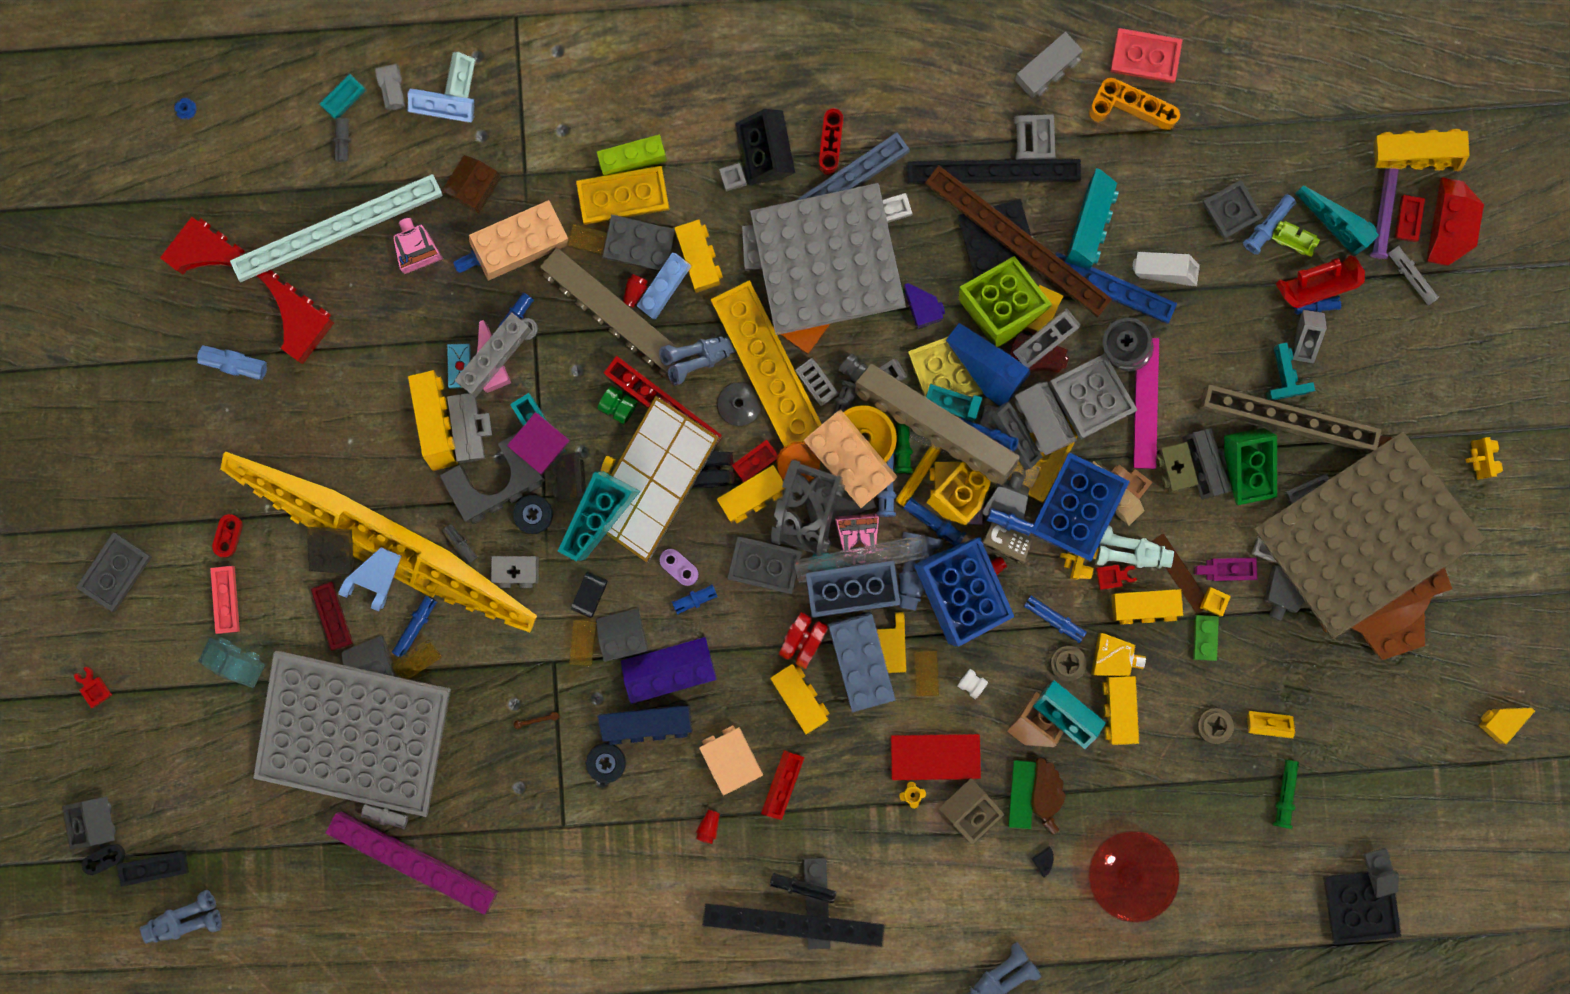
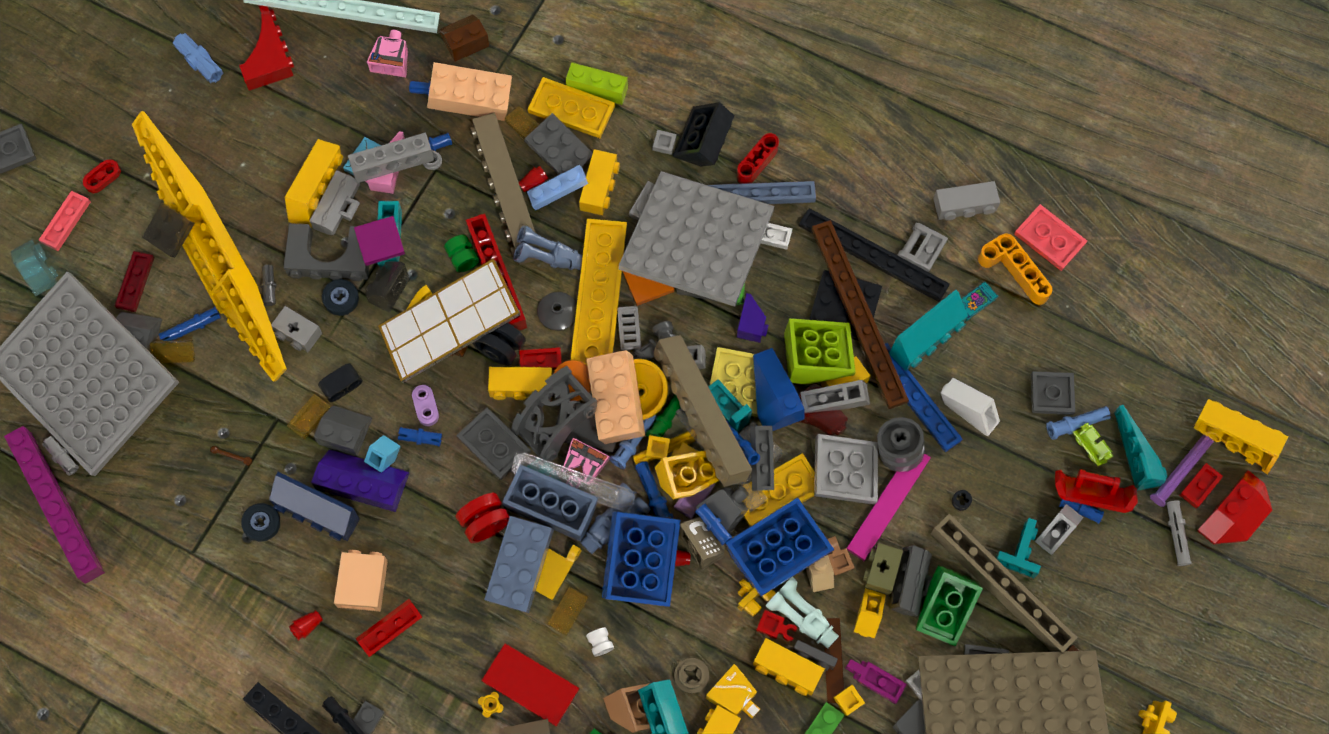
camera: 25 degrees right, 15 degrees down
(374, 575) = (187, 268): light blue flag -> none
(596, 514) = (385, 322): teal wedge -> none
(673, 637) = (382, 453): none -> medium azure brick
(800, 698) = (450, 565): yellow brick -> none
(915, 480) = (657, 447): none -> yellow plate
(1045, 418) = (795, 459): light grey slope -> none
(1055, 619) = (703, 631): blue pin -> none
(1114, 158) = (978, 299): none -> tile
(1174, 582) = (821, 658): none -> dark grey plate
(1189, 514) = (870, 613): none -> yellow slope
(1205, 367) = (967, 497): none -> black bush

